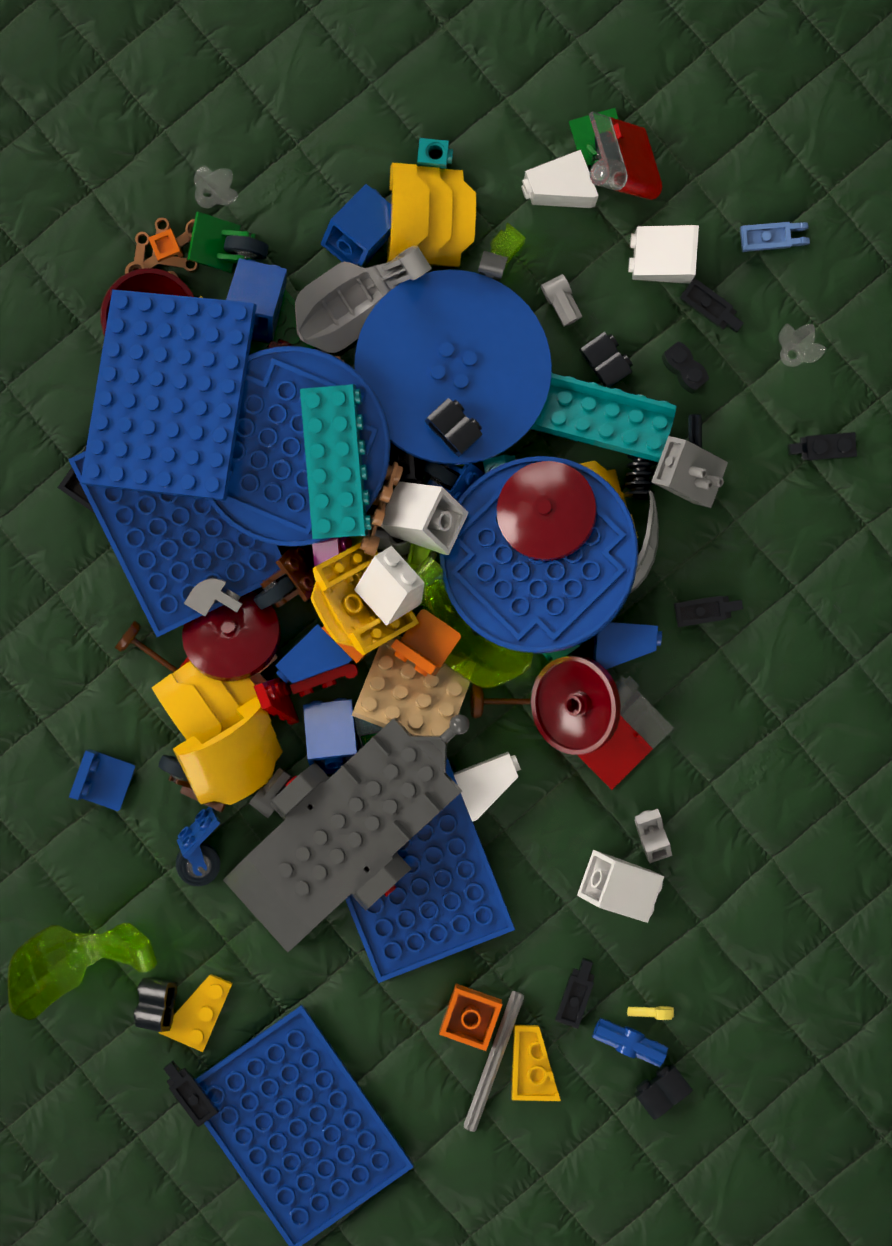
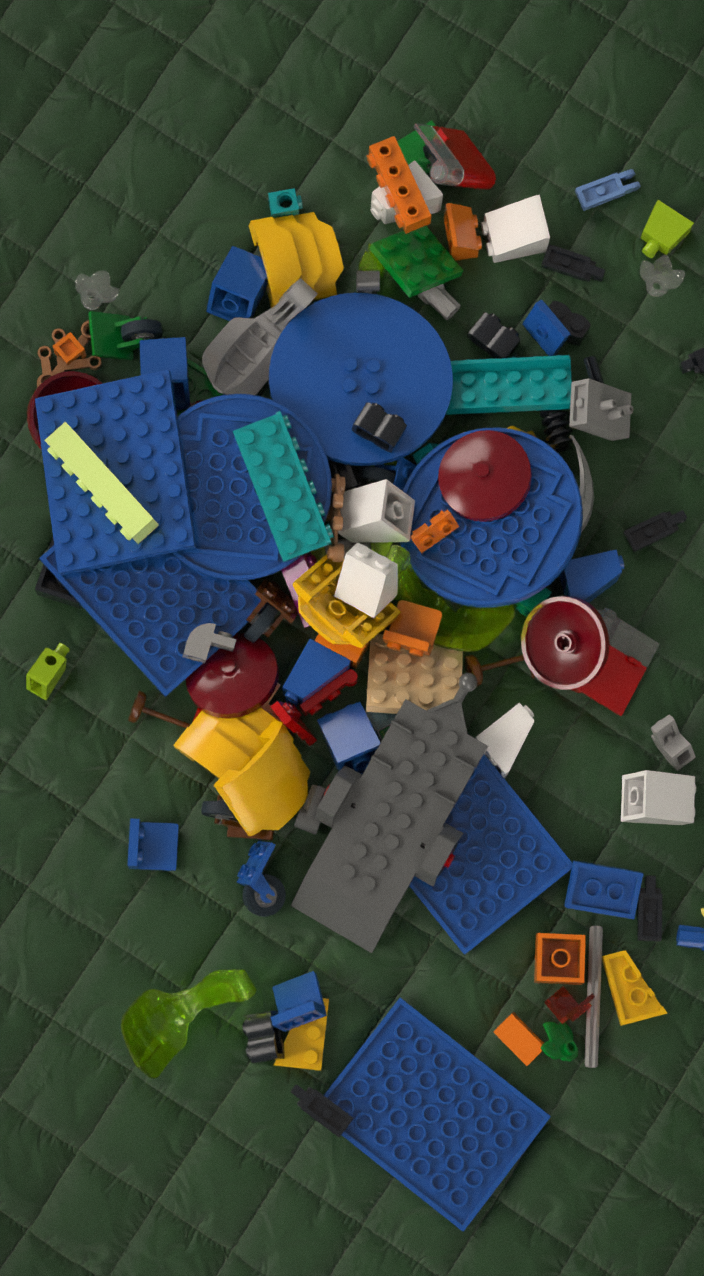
camera: 30 degrees left, 10 degrees down
(44, 581) = (47, 671): none -> lime torso
(148, 404) = (101, 482): none -> yellowish green brick
(199, 980) = (298, 1002): none -> blue bracket
(407, 1081) = (519, 1038): none -> orange hinge
(446, 1094) = (560, 1042): none -> green plate
(463, 1064) = (566, 1007): none -> clear red bracket
(466, 555) = (441, 526): none -> orange hinge
(536, 961) = (603, 889): none -> blue plate
(550, 255) = (416, 260): none -> green plate
(555, 173) = (399, 185): none -> orange brick
(607, 238) = (461, 232): none -> orange slope
(662, 368) = (546, 328): none -> blue plate
(818, 298) = (664, 230): none -> lime torso

